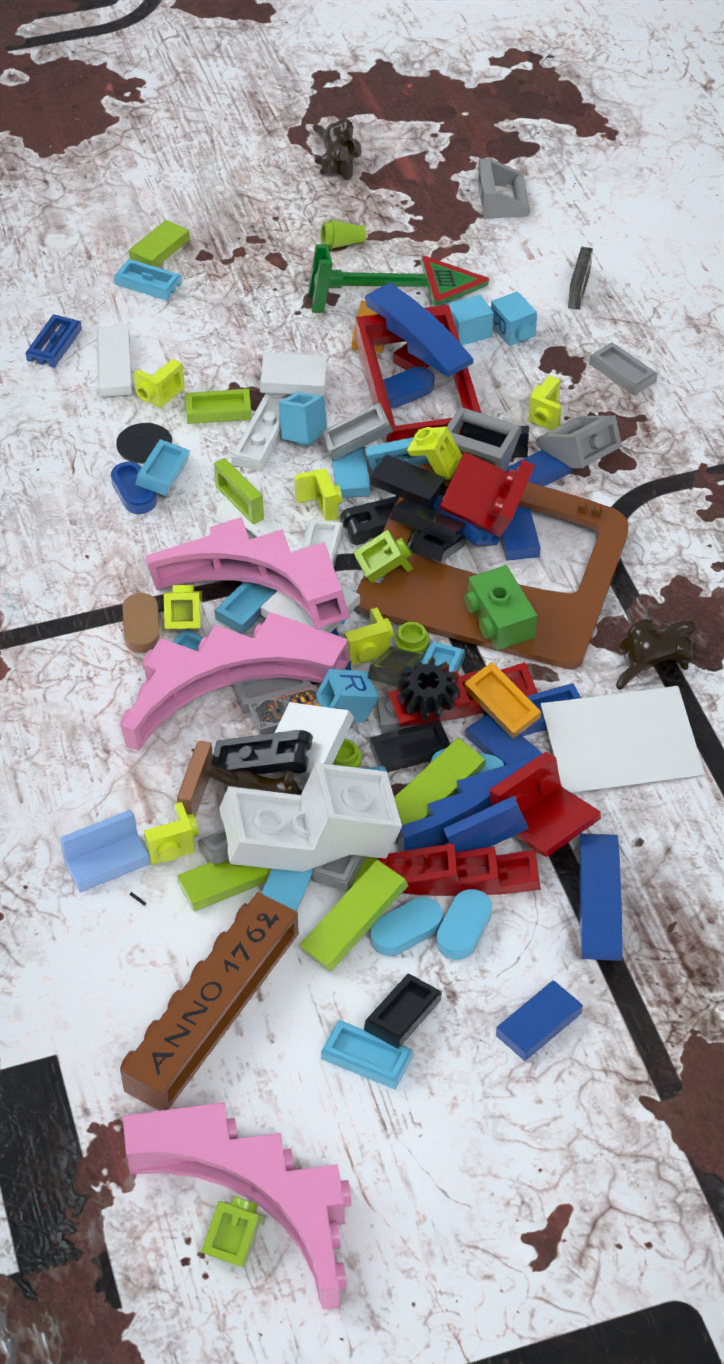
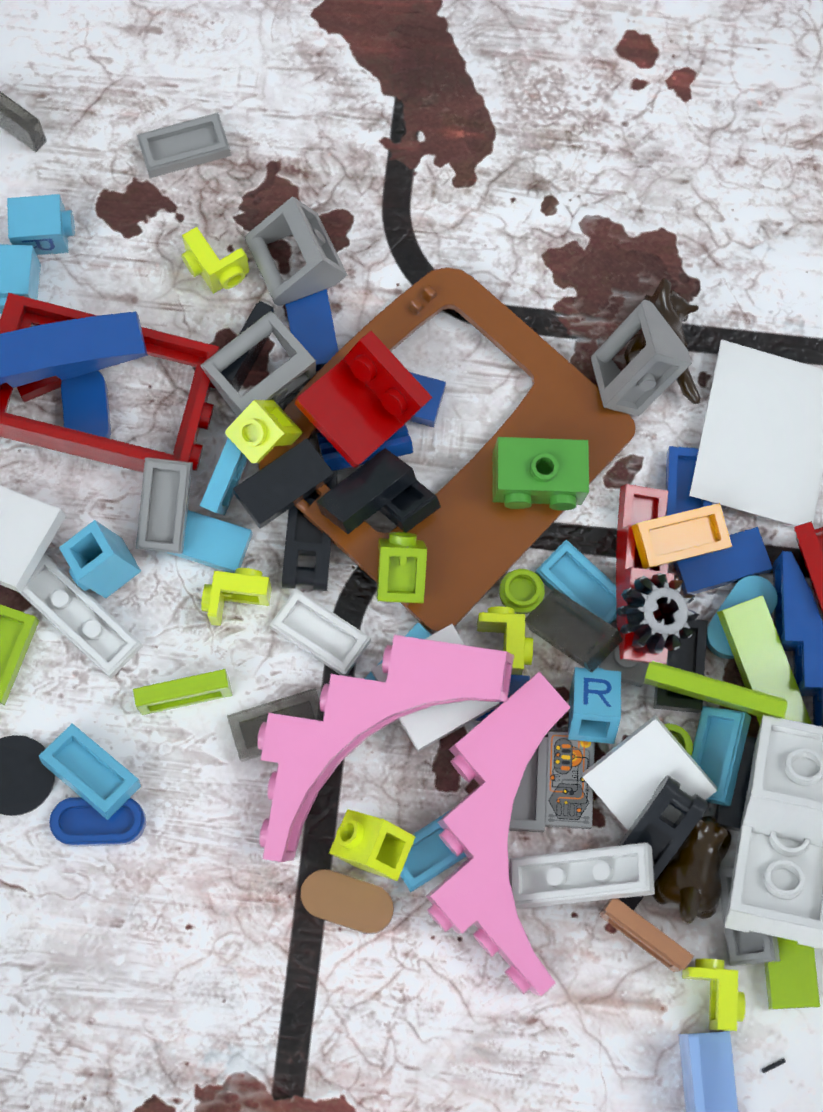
camera: 70 degrees left, 25 degrees up
(218, 724) = (582, 875): none -> white tile
(243, 606) = (379, 767): medium azure tile -> none
(393, 751) = (715, 691): none -> lime tile
(618, 630) = (649, 372): none -> light grey tile

